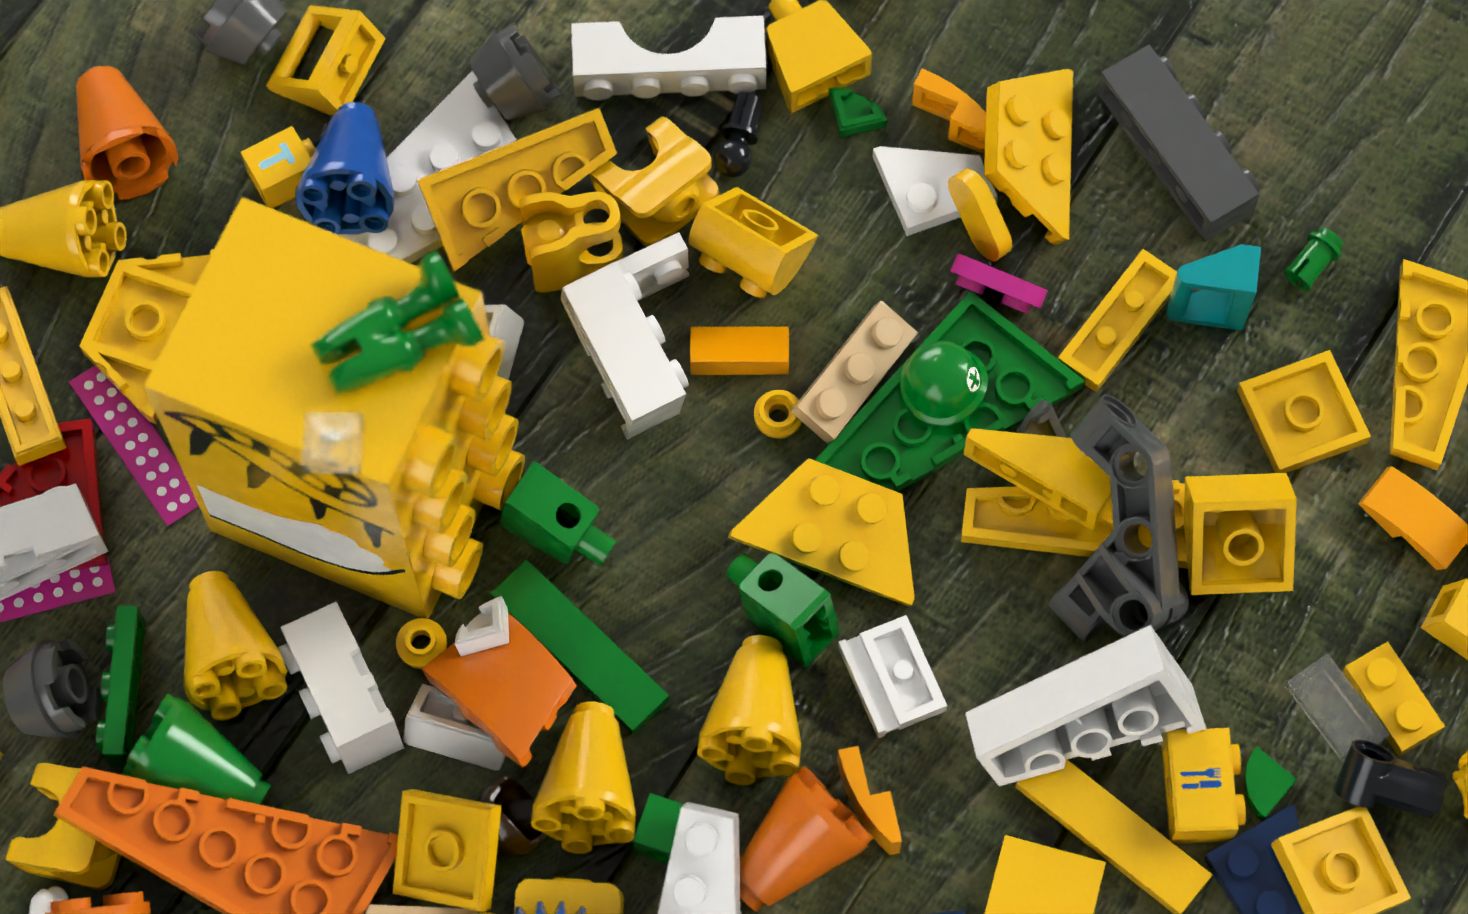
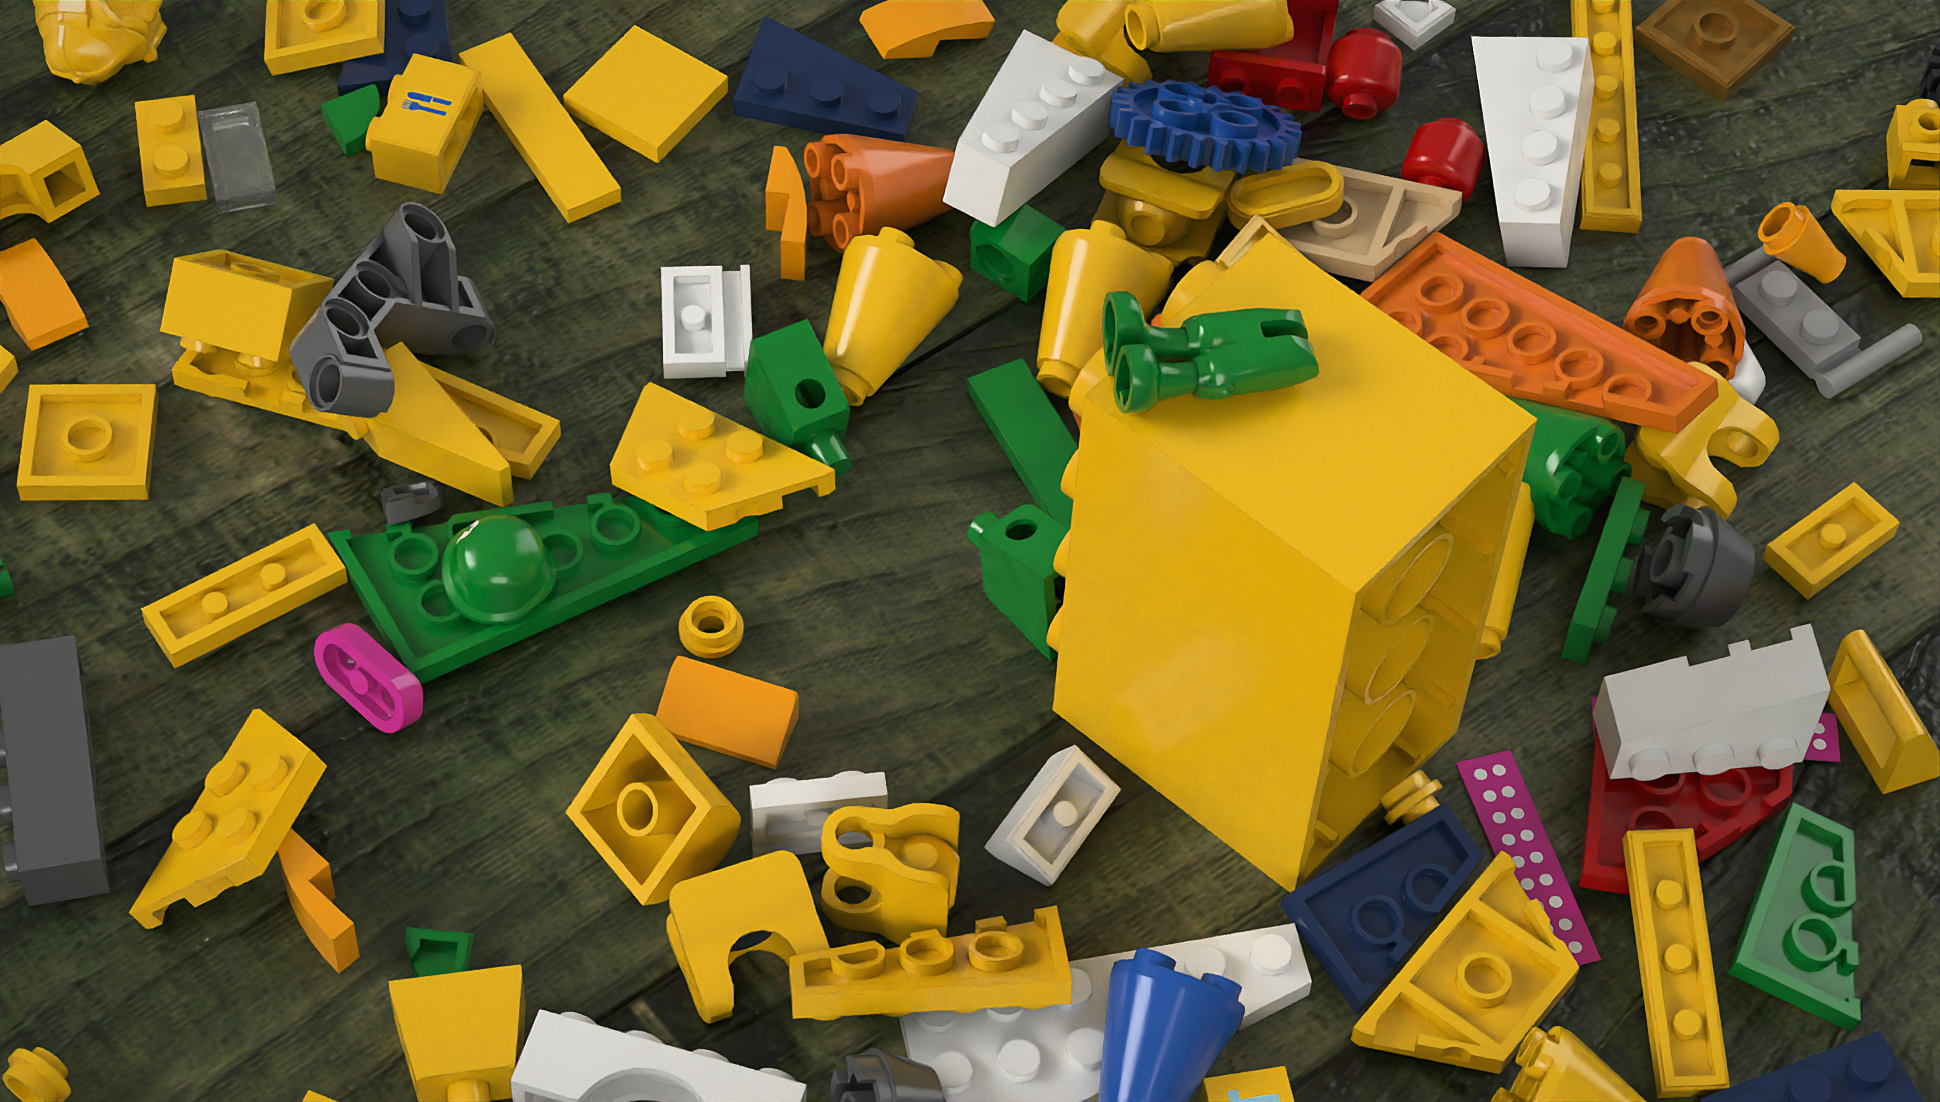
camera: 165 degrees left, 15 degrees down
(332, 442) = (1321, 277): clear tile -> none
(625, 348) = (879, 681): white wedge -> none
(733, 155) = (629, 946): black axle -> none
(854, 372) = (598, 633): tan plate -> none
(920, 184) = (386, 833): white wing -> none
(980, 214) = (351, 747): yellow tile -> none
(1084, 709) = (521, 186): white wedge -> none
(1227, 289) = (87, 562): teal tile -> none
(1376, 776) = (226, 65): black piece -> none

